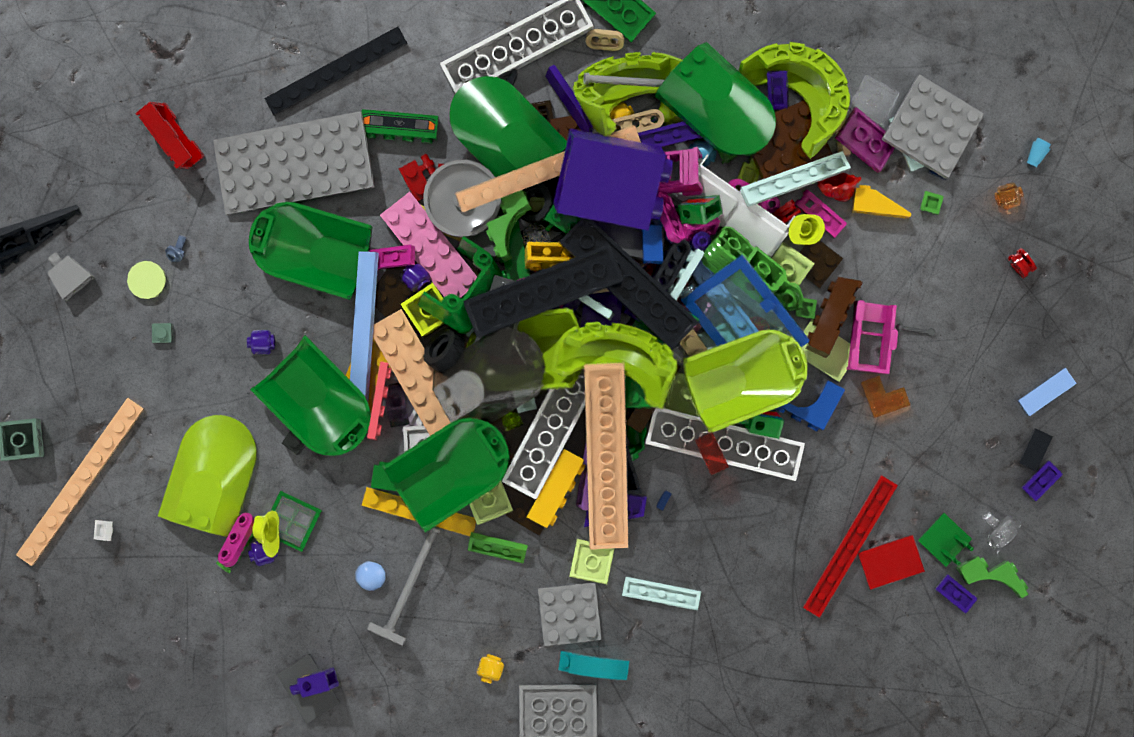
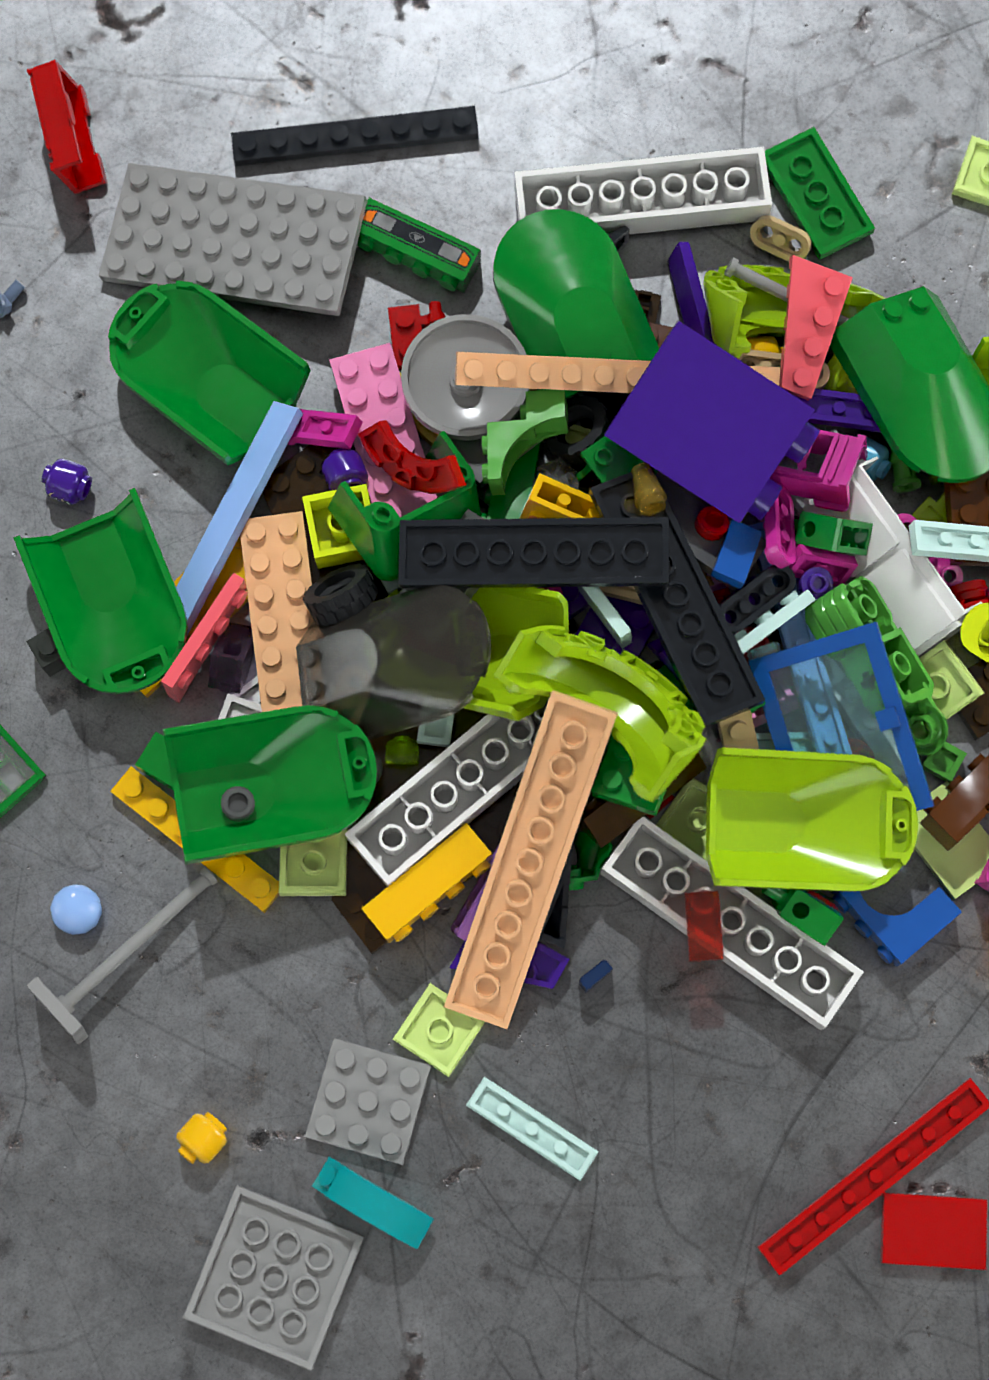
camera: 25 degrees right, 10 degrees down
(436, 487) = (237, 803): none -> dark grey tile
(452, 265) = (406, 467): none -> red tile
(497, 547) = (296, 944): bright green plate -> none
(591, 231) = (648, 493): none -> clear yellow cone
(631, 234) = (711, 523): none -> red tile
(642, 92) = (811, 318): none -> coral wing

